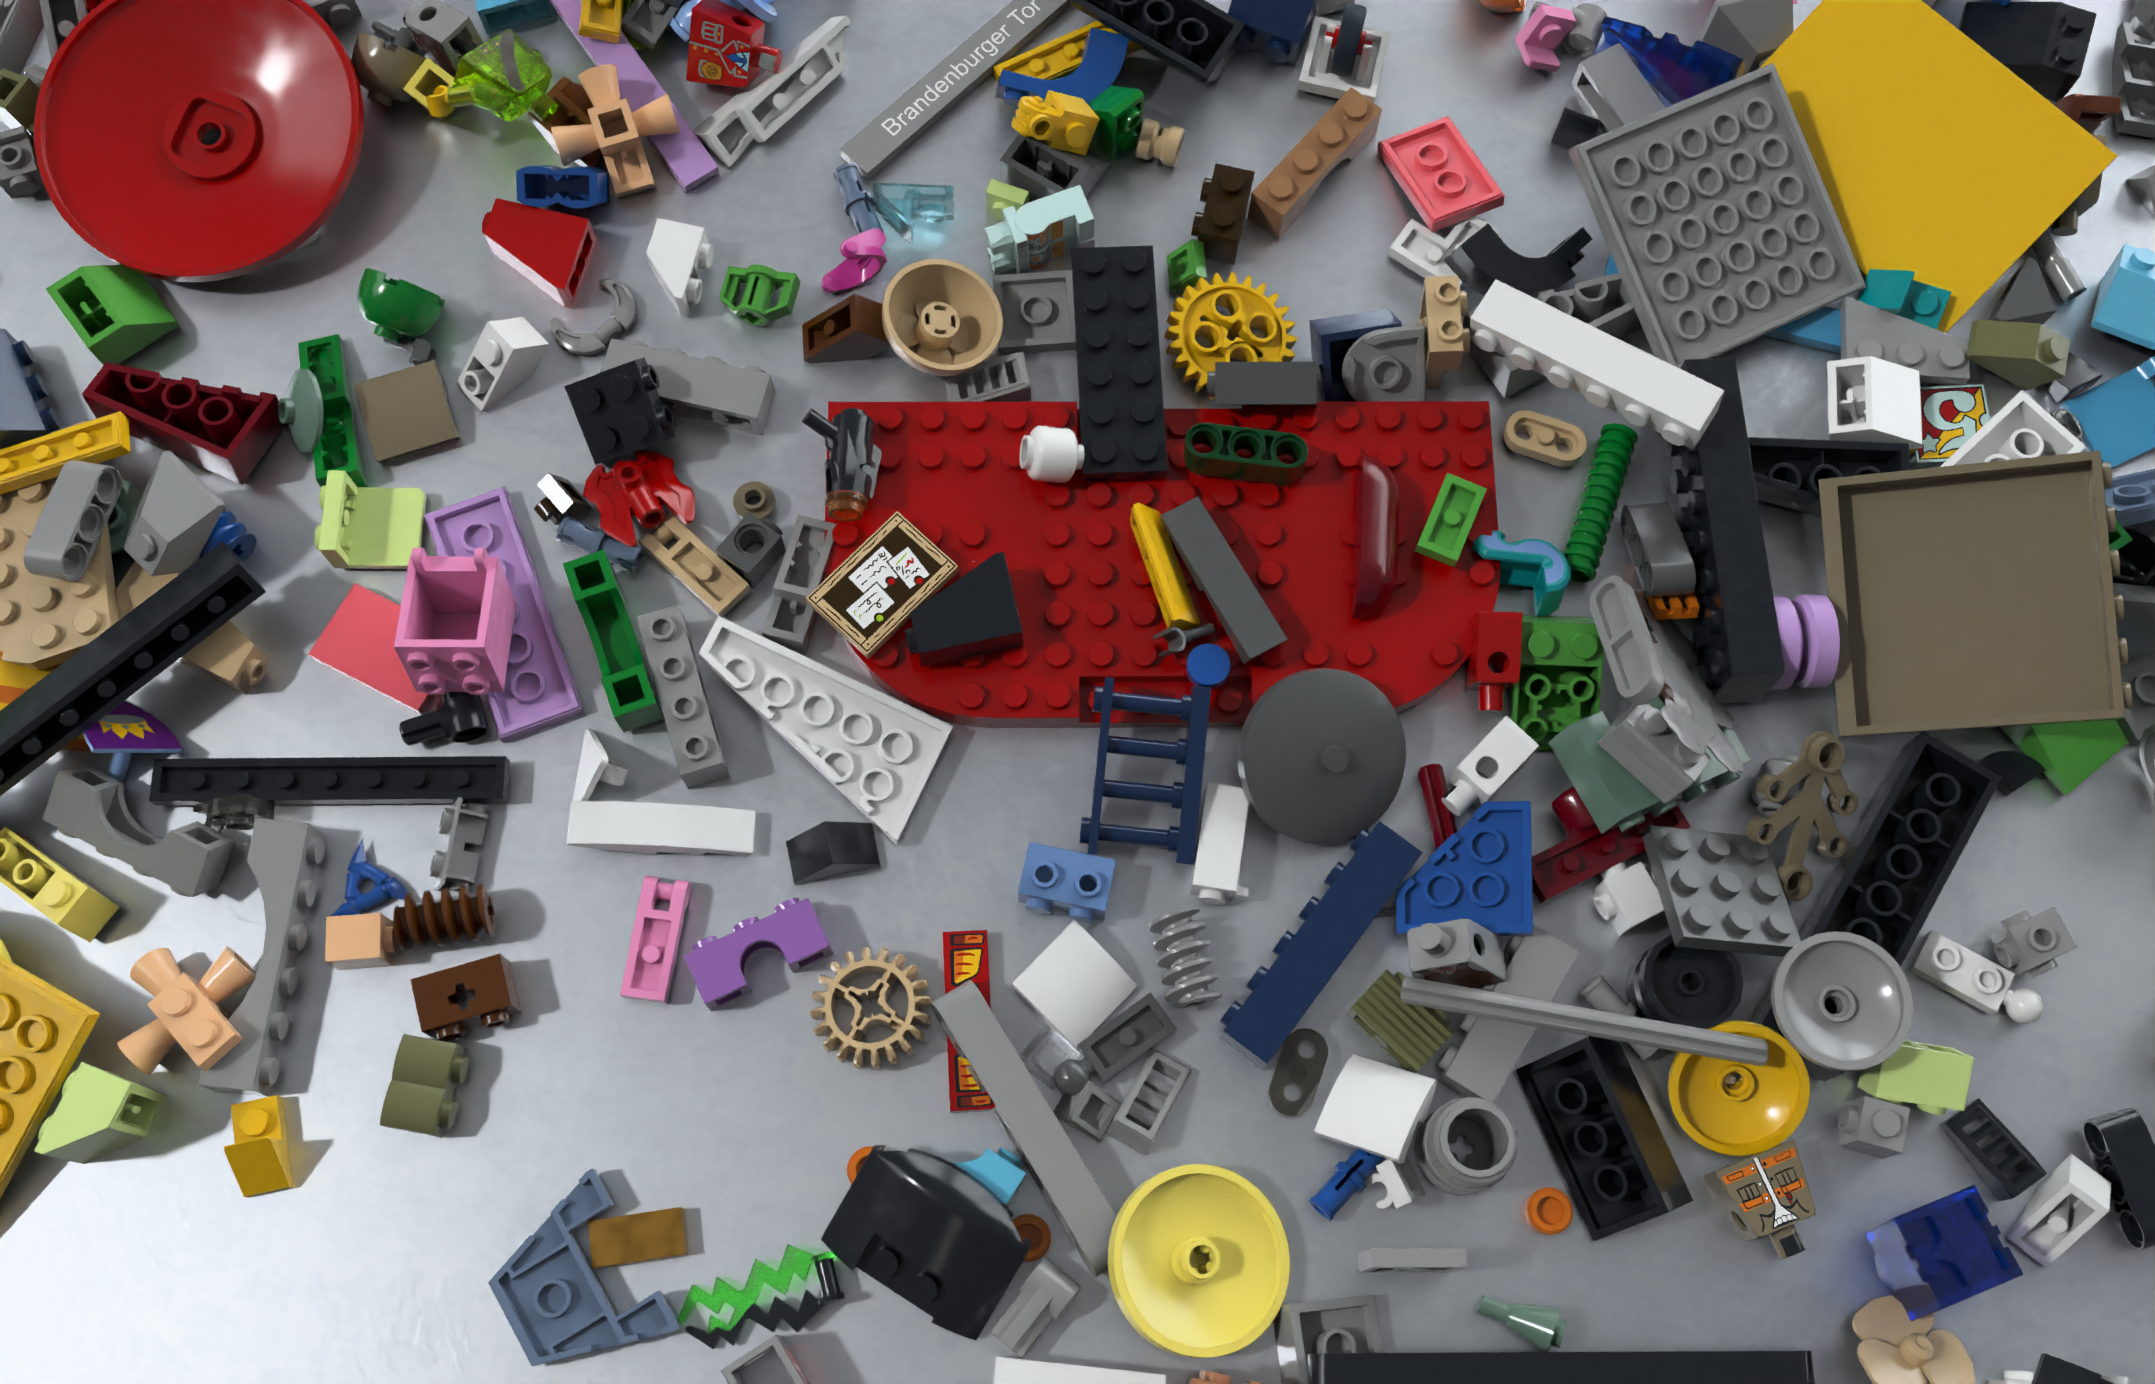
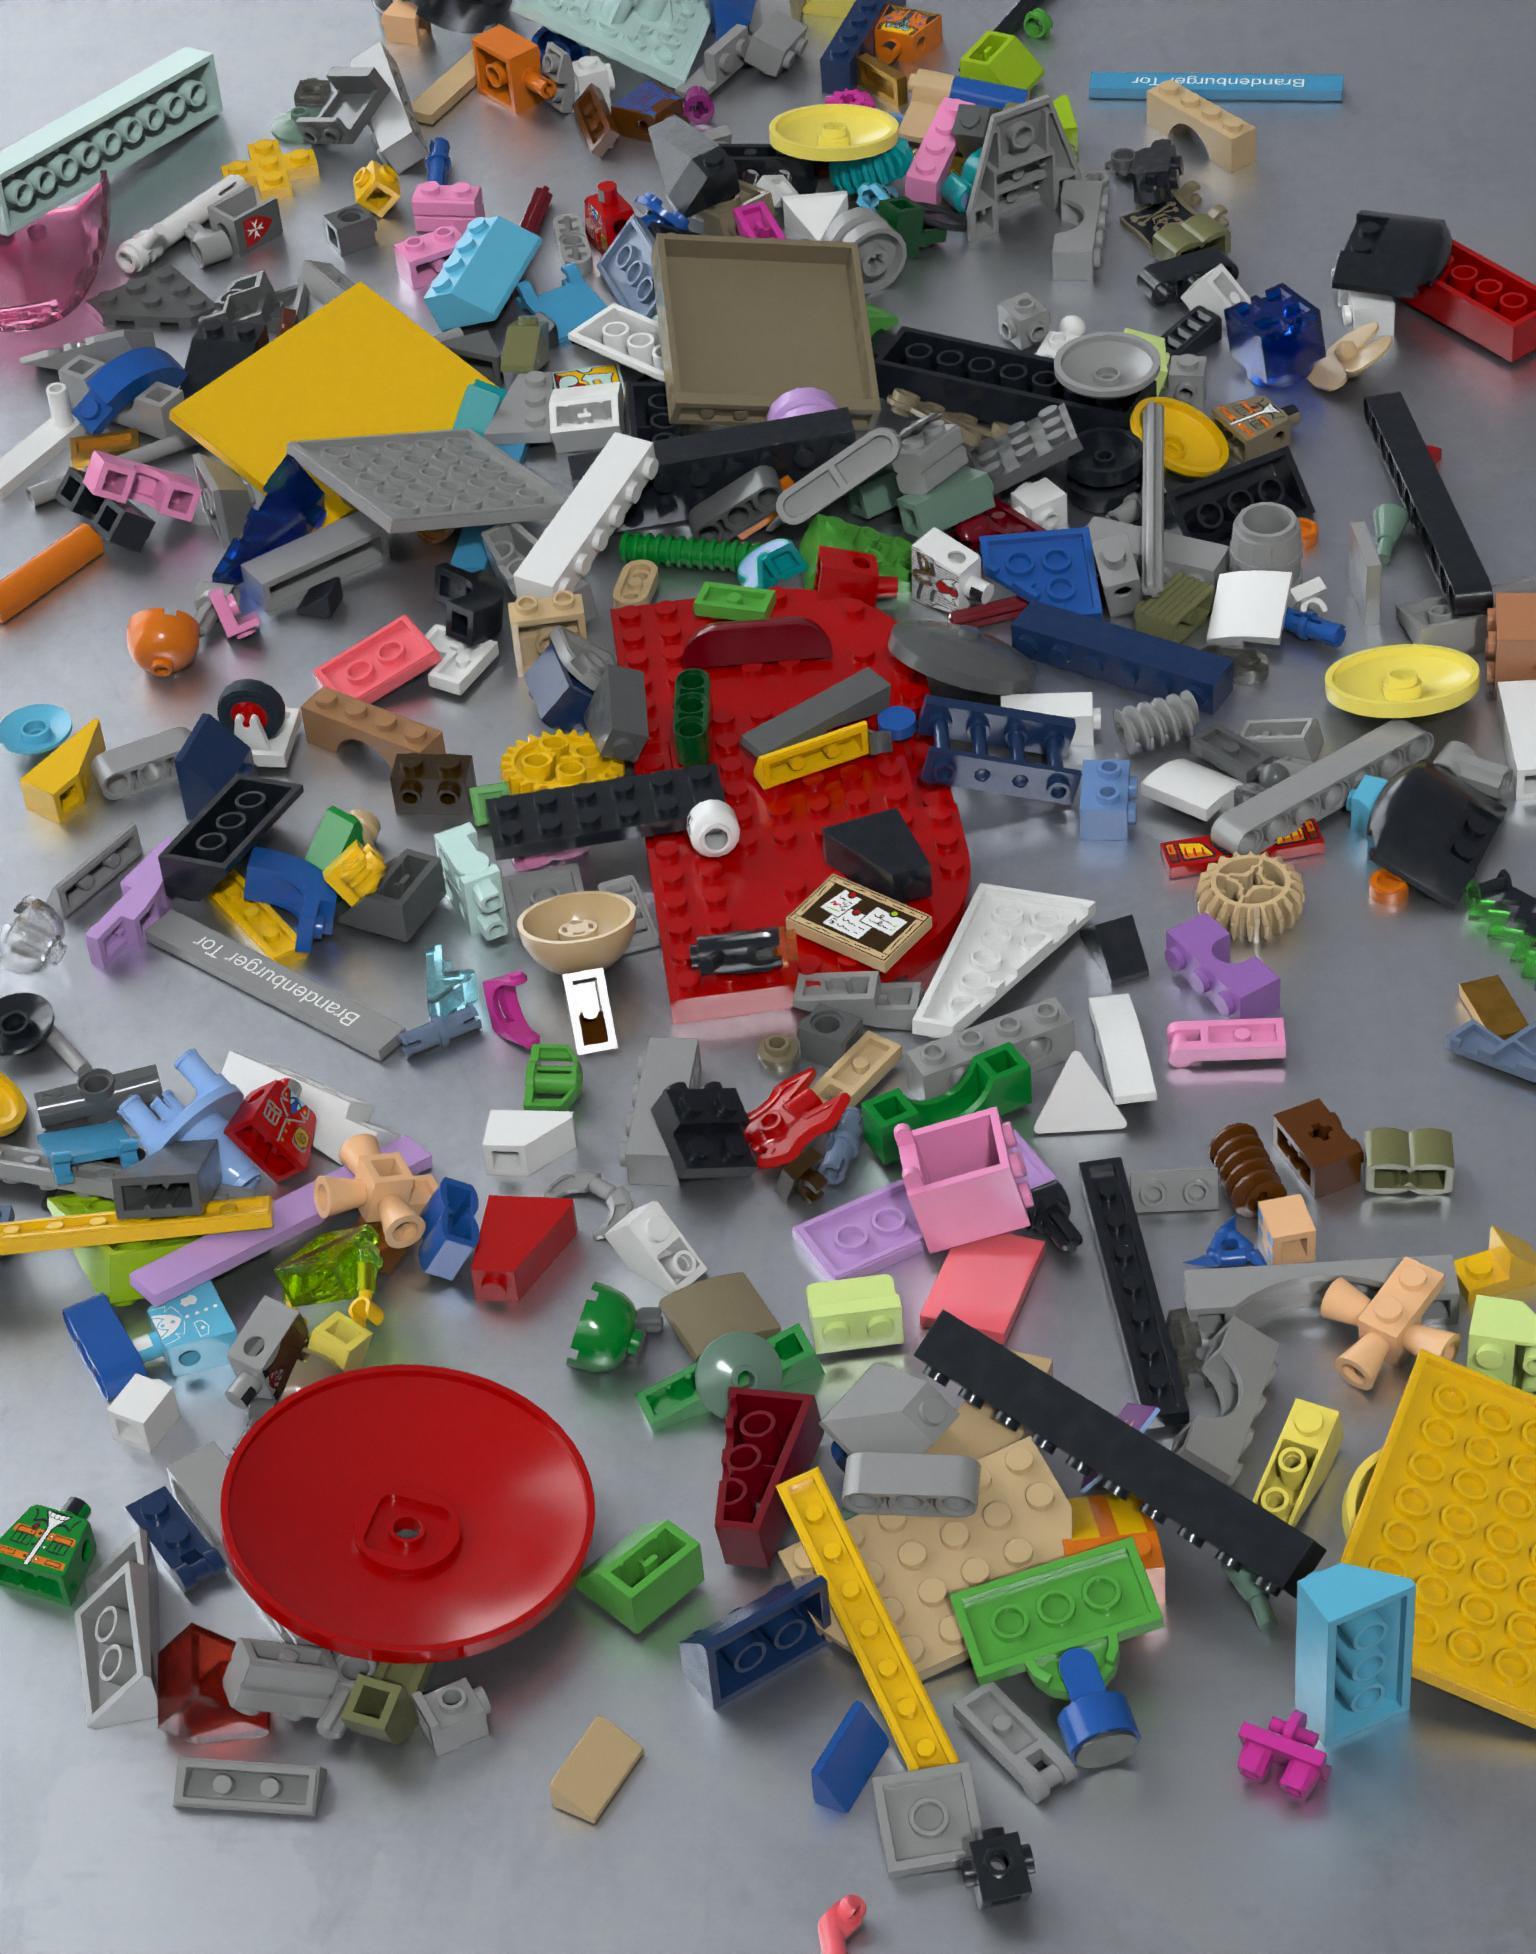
camera: 90 degrees left, 30 degrees down
(1002, 195) = (432, 923): yellowish green plate -> none

